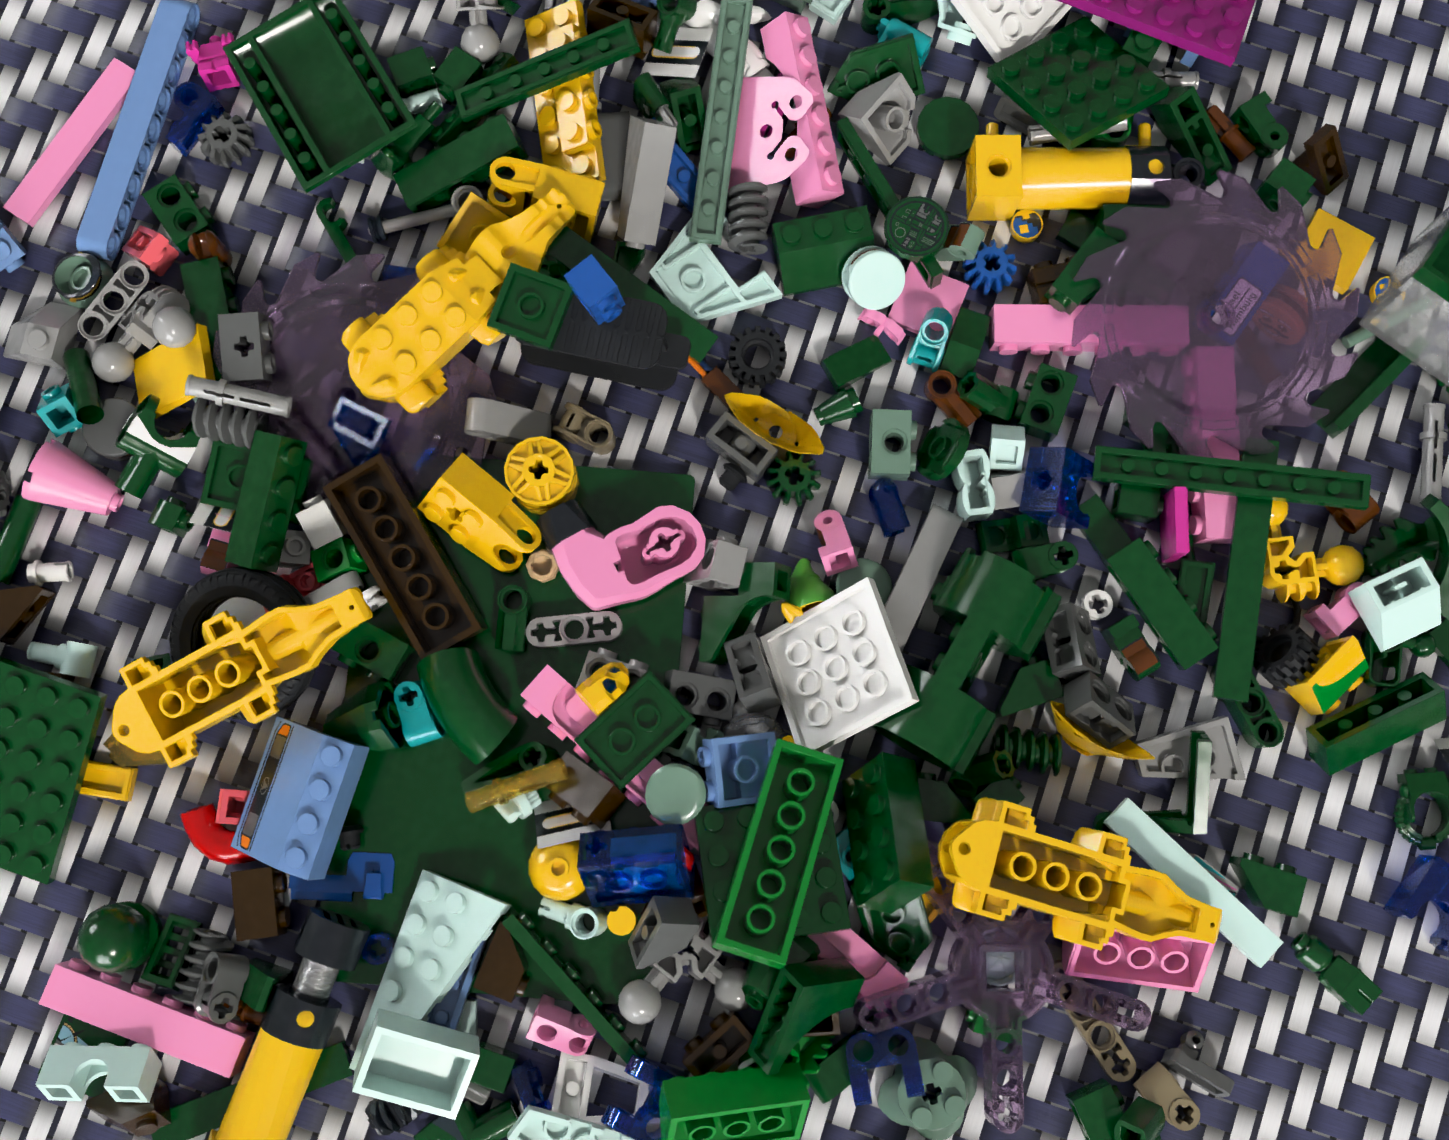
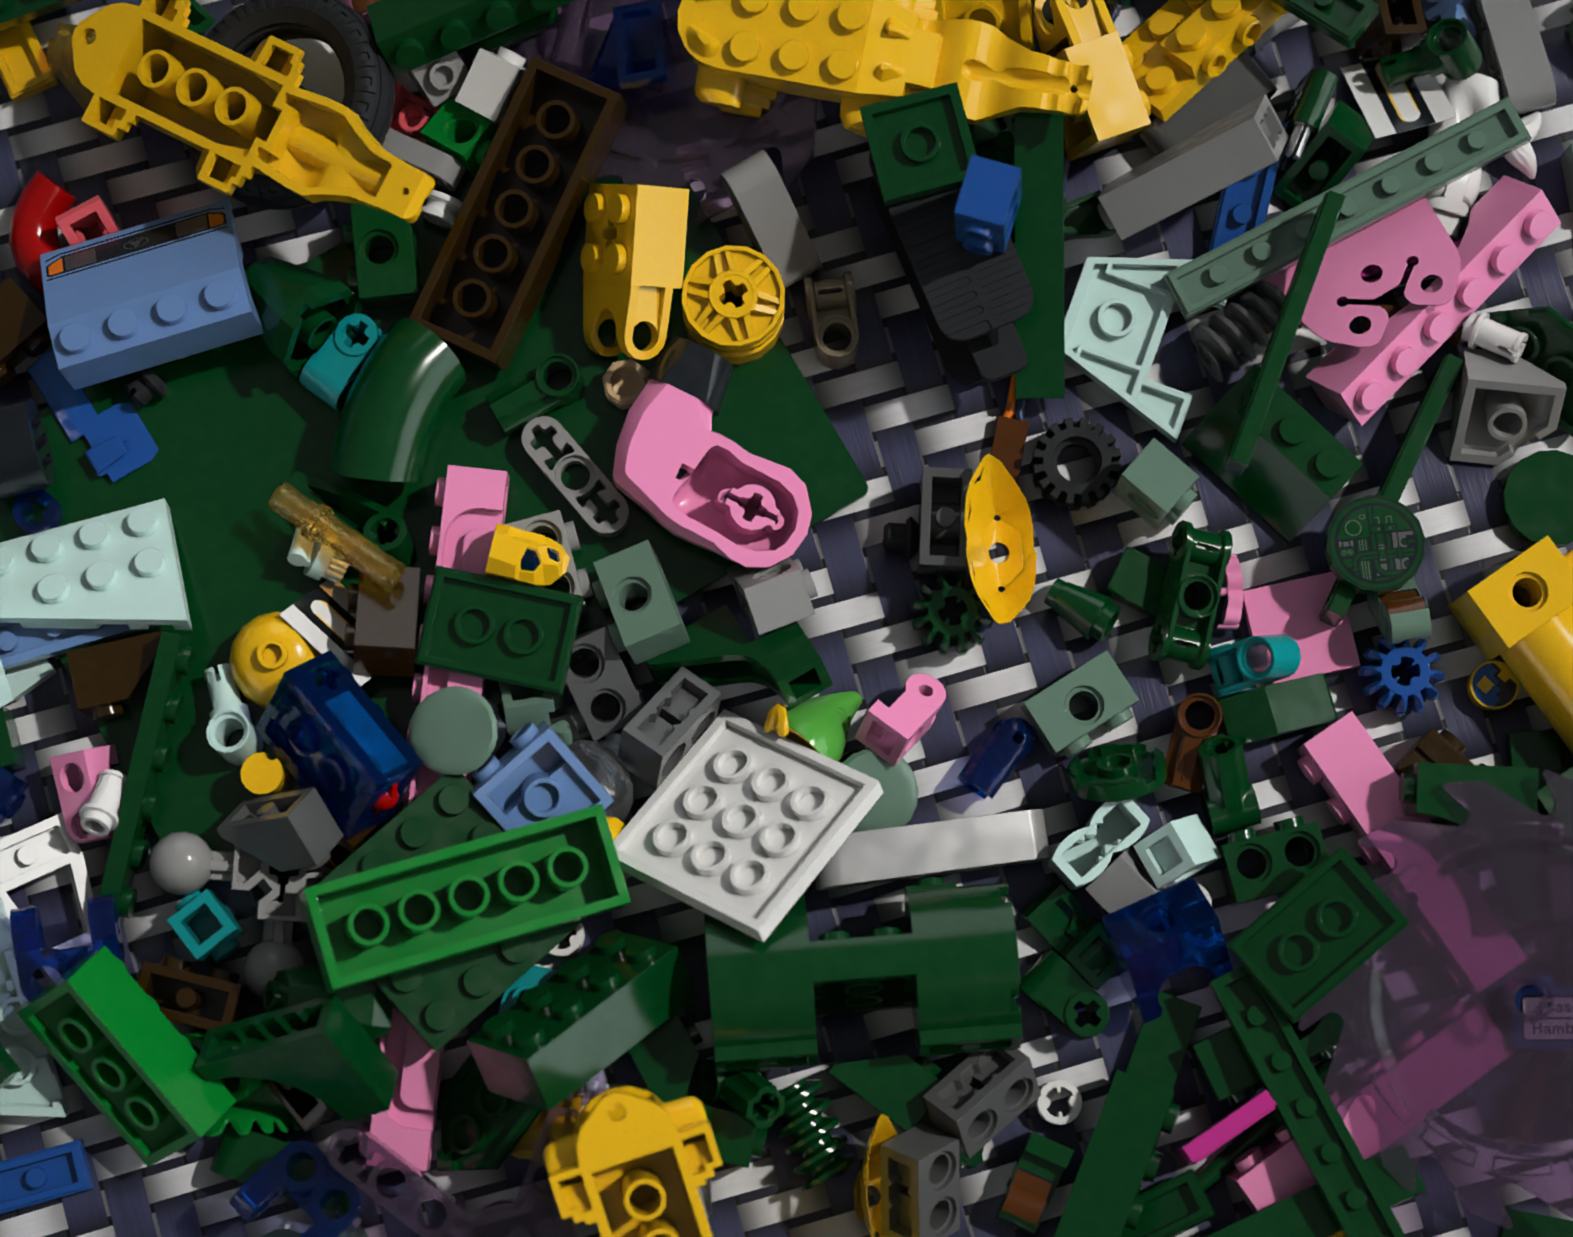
camera: 55 degrees right, 0 degrees up
(579, 1028) = (101, 811): none -> white pin
(654, 633) = (657, 624): none -> sand green brick
(684, 1011) = (206, 926): none -> teal brick
(770, 194) = (1283, 333): none -> dark green tile
(802, 320) = (1157, 485): none -> sand green brick
(845, 92) = (1494, 336): none -> white pin
(868, 329) = (1206, 573): none -> dark green piece
(873, 277) = (1278, 537): light aqua head -> none
(1109, 401) = (1318, 934): none -> dark green tile

